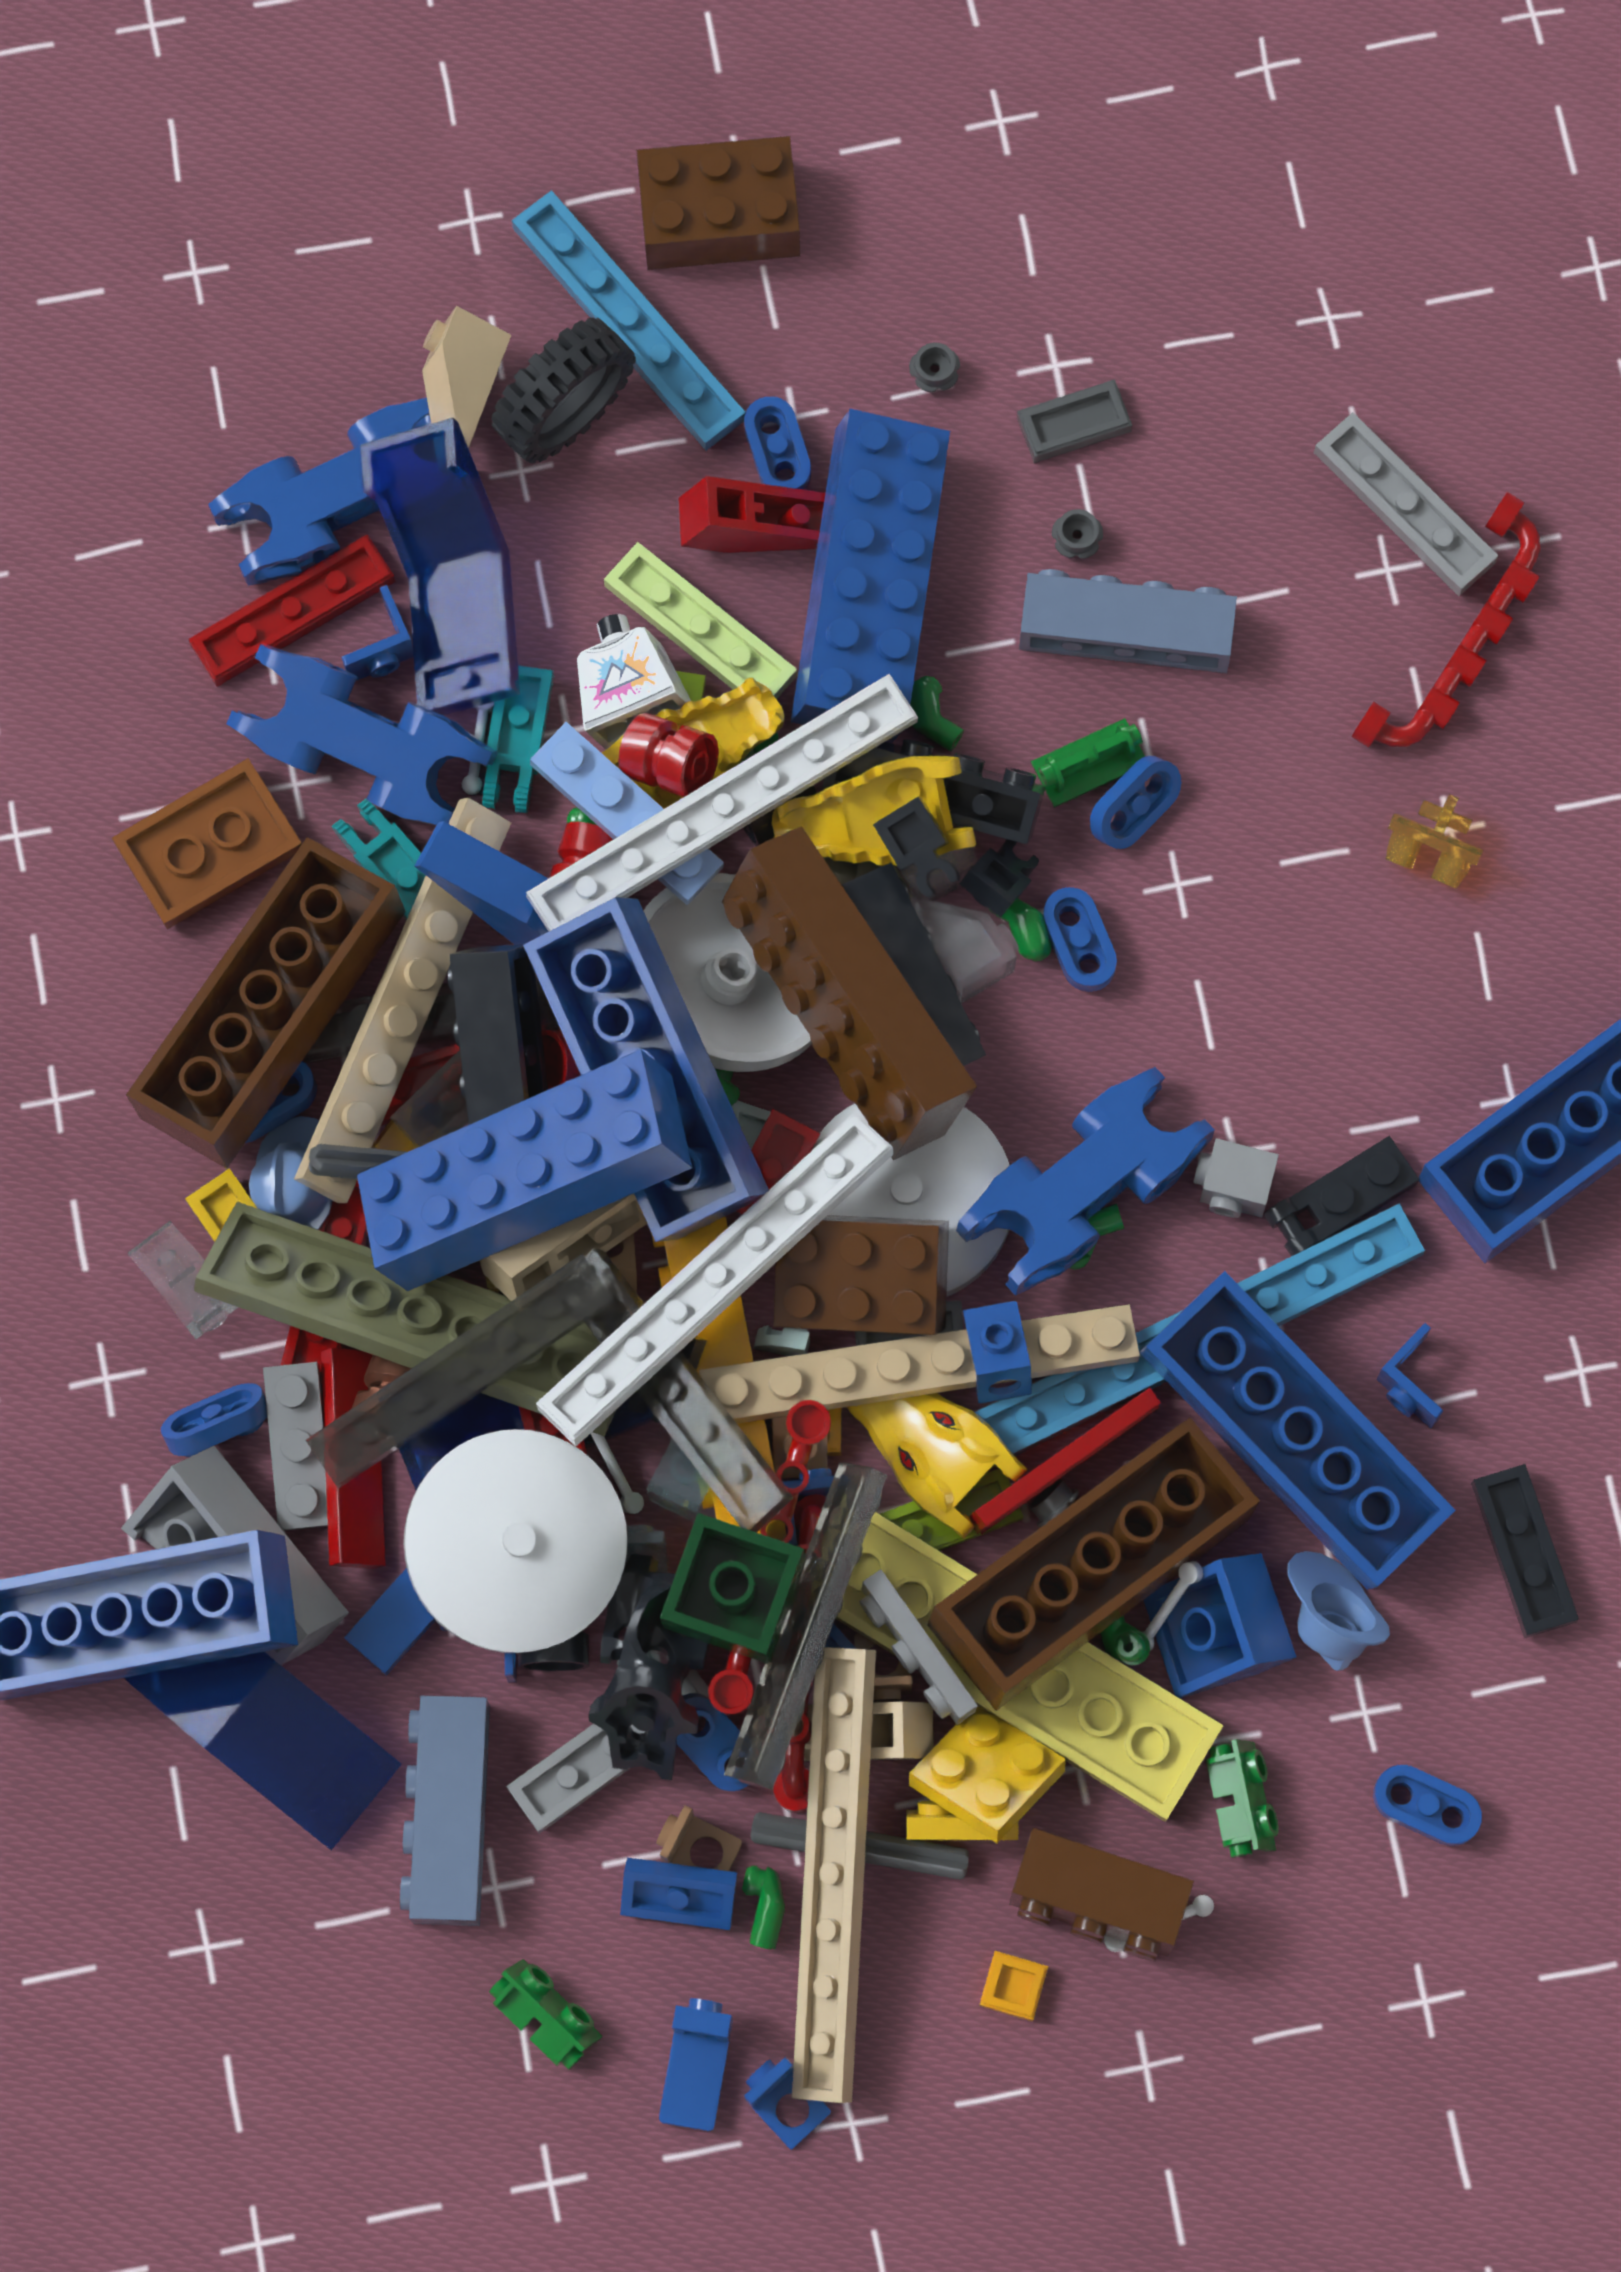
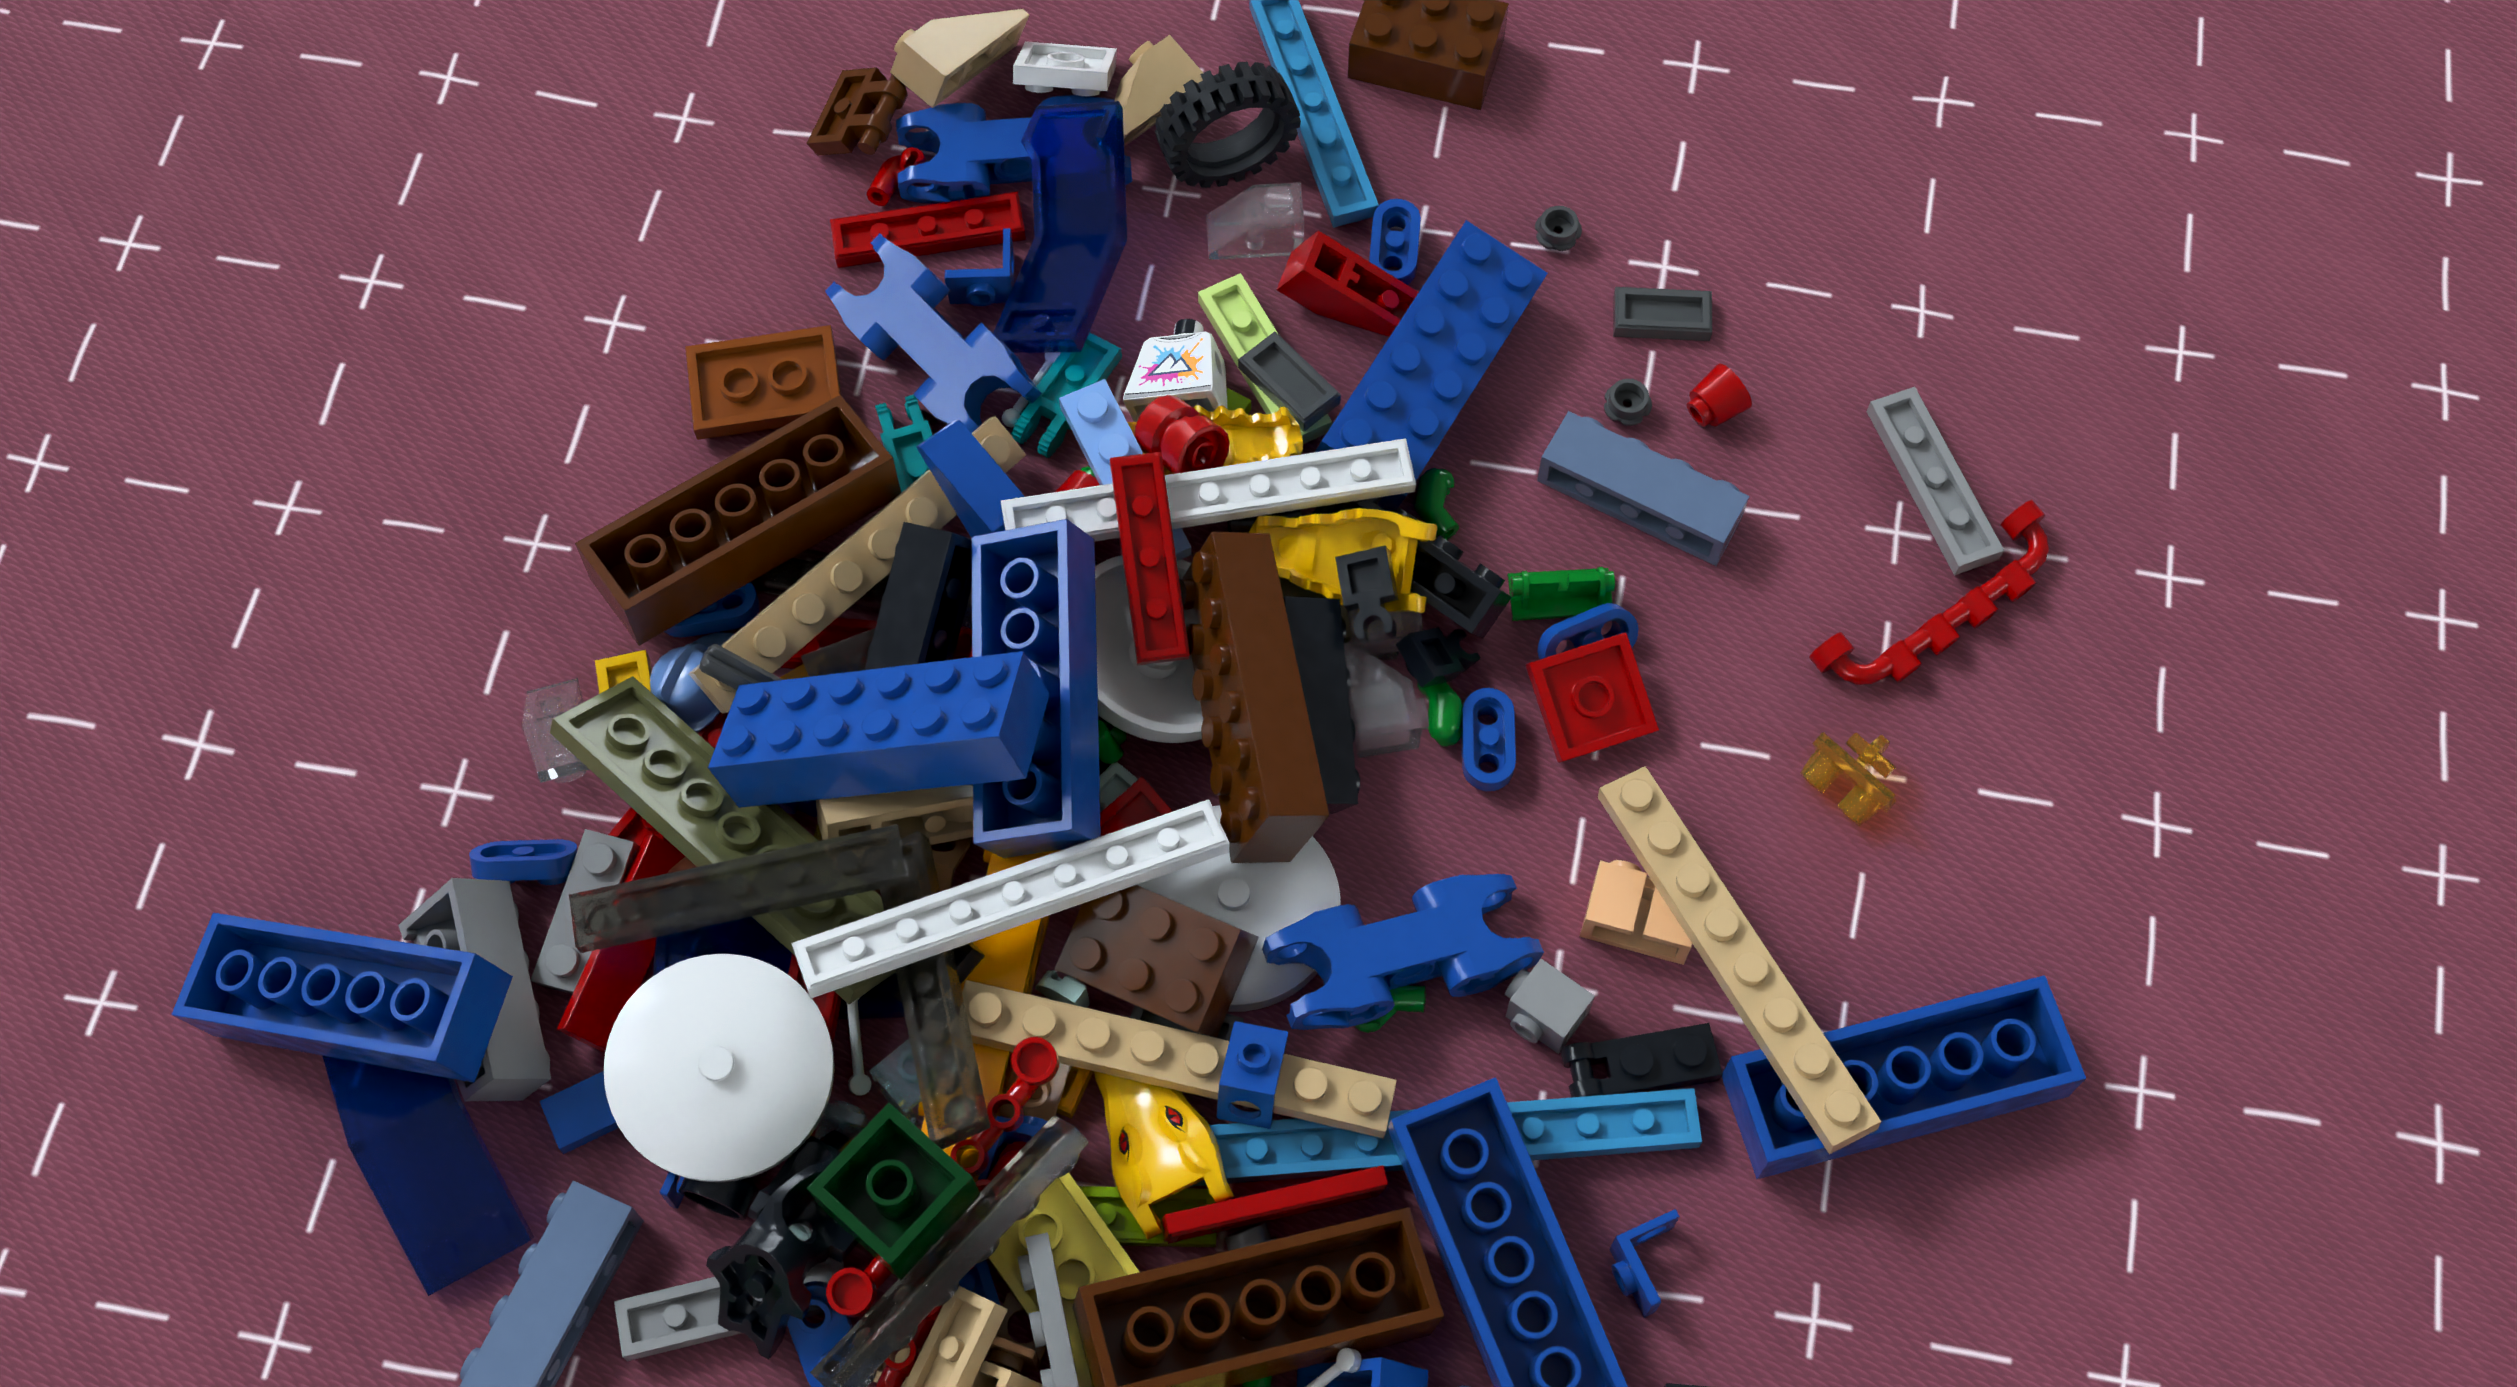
camera: 20 degrees right, 10 degrees down
(150, 508) = (849, 111): none -> reddish brown plate
(226, 563) = (887, 177): none -> red arm
(235, 409) = (954, 51): none -> tan slope
(358, 377) = (1076, 67): none -> white plate
(630, 479) = (1257, 223): none -> clear slope
(694, 894) = (1149, 558): none -> red tile
(738, 643) = (1289, 380): none -> dark grey tile
(1162, 860) = (1592, 697): none -> red plate
(1165, 497) = (1718, 397): none -> red hat
(1289, 1054) = (1632, 914): none -> light nougat piece
(1393, 1067) = (1739, 961): none -> tan plate

